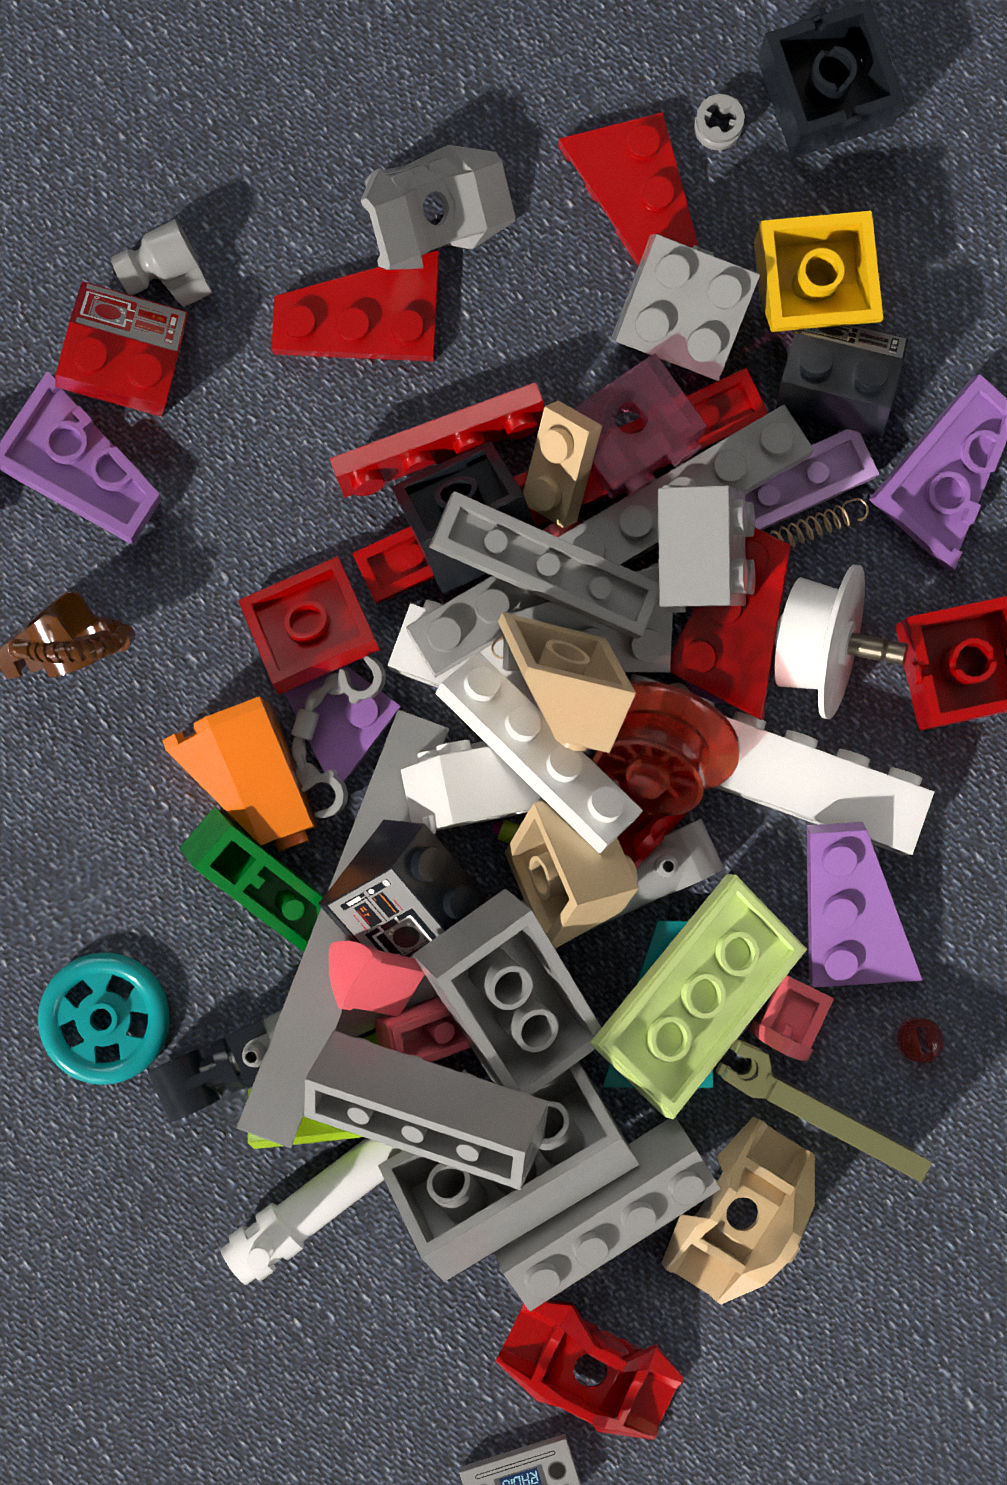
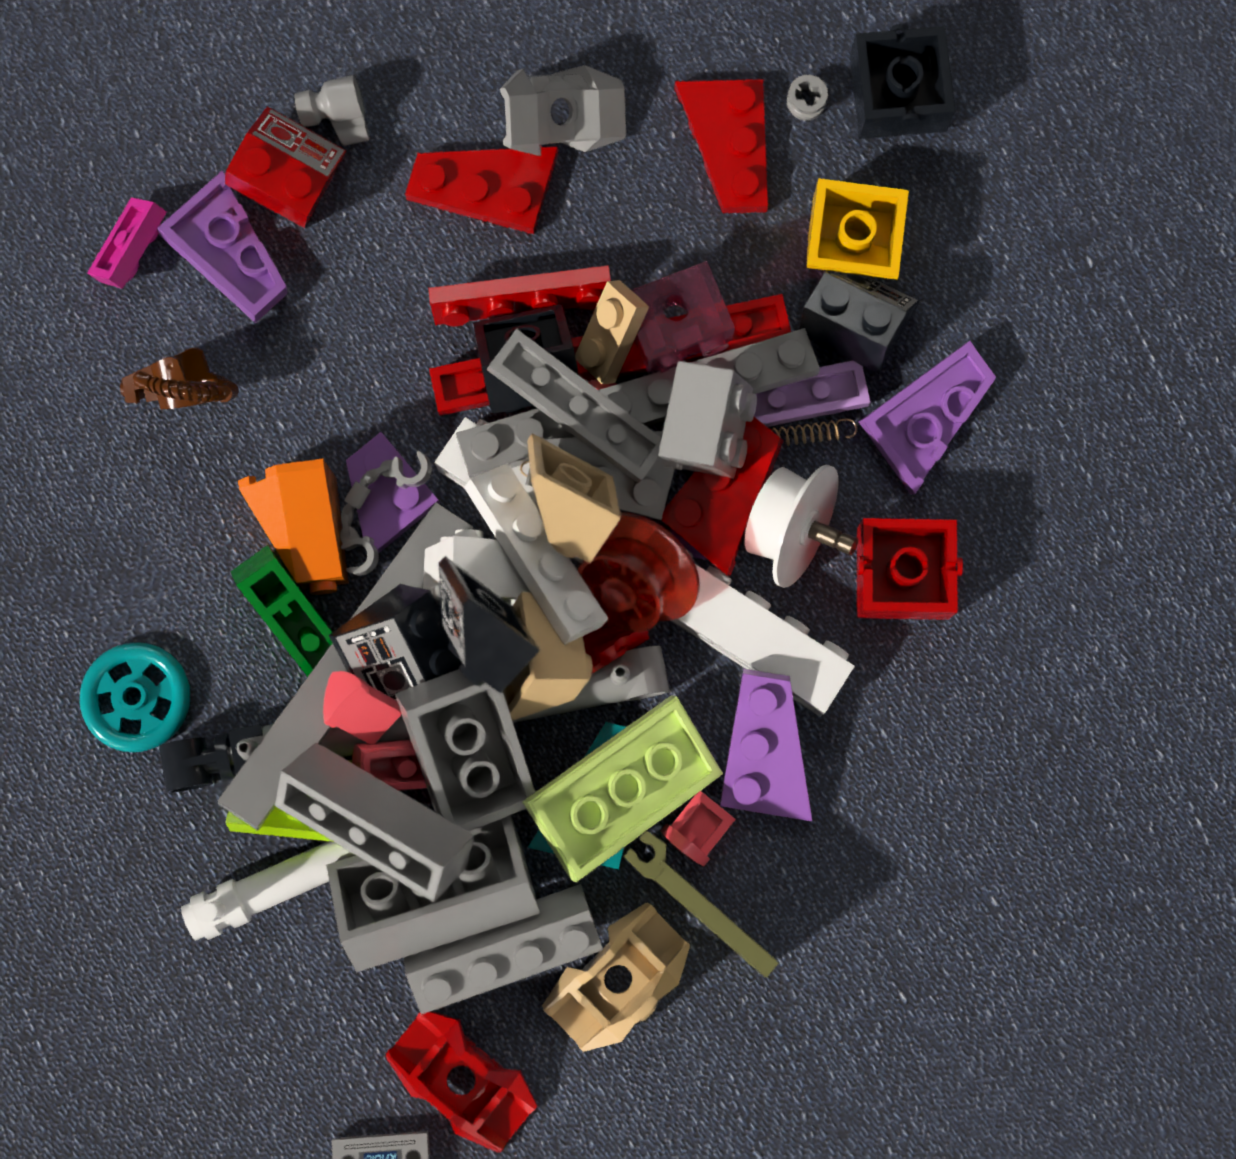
camera: 10 degrees right, 5 degrees down
(308, 625) = (379, 417): red plate -> none
(503, 861) = (482, 629): none -> black slope
(685, 306) = (742, 232): light grey brick -> none
(909, 1041) = (790, 871): clear red hinge -> none

